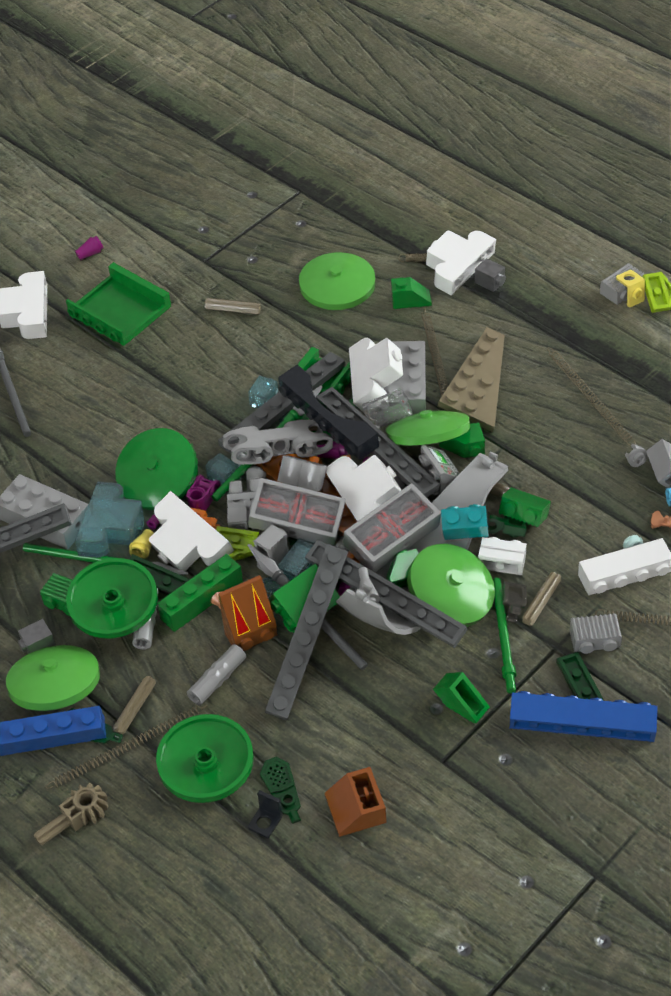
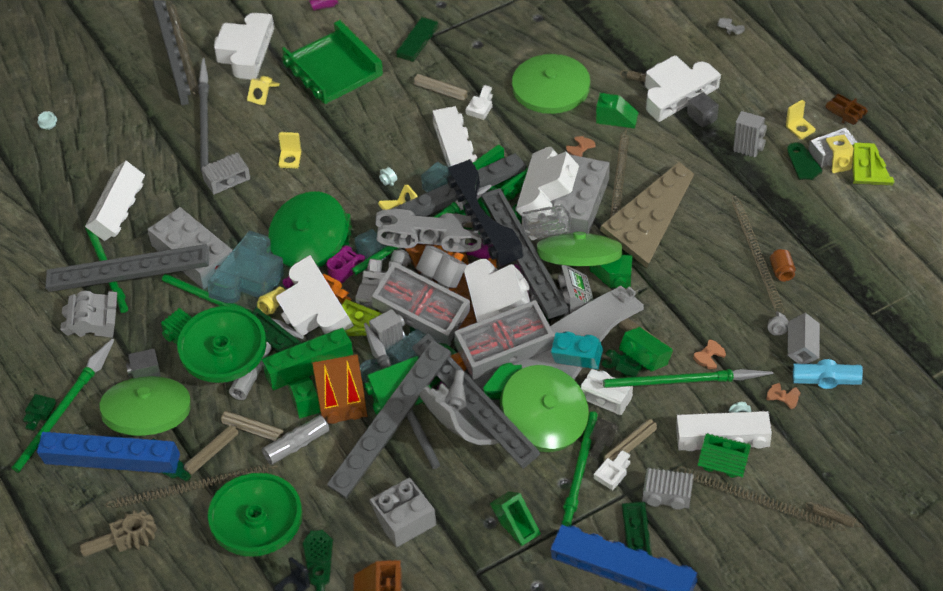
camera: 15 degrees right, 0 degrees up
(51, 432) = (225, 173): none -> light grey brick
(59, 338) = (262, 83): none -> light yellow bracket
(107, 393) = (290, 147): none -> light yellow bracket
(167, 671) = (251, 425): none -> dark tan axle
(193, 266) = (417, 39): none -> dark green tile
(209, 630) = (304, 397): none -> green slope
(213, 400) = (387, 176): none -> light aqua plate
(227, 426) = (386, 205): none -> light yellow bracket
(263, 350) = (452, 136): none -> white brick
(277, 316) = (480, 106): none -> white plate
(351, 718) = (403, 512): none -> light grey slope
(390, 331) = (584, 144): none -> nougat piece
(480, 193) = (726, 23): none -> light grey piece
(536, 630) = (614, 471): none -> white plate
(543, 287) = (749, 134): none -> light grey brick
(577, 267) = (796, 119): none -> light yellow bracket
(579, 503) = (704, 357): none -> nougat piece
(599, 303) = (803, 162): none -> dark green piece
(604, 515) = (719, 376): none -> green piece
(619, 400) = (782, 265): none -> dark orange brick
(620, 247) = (846, 109): none -> reddish brown arm
(637, 589) = (724, 455): none -> green brick

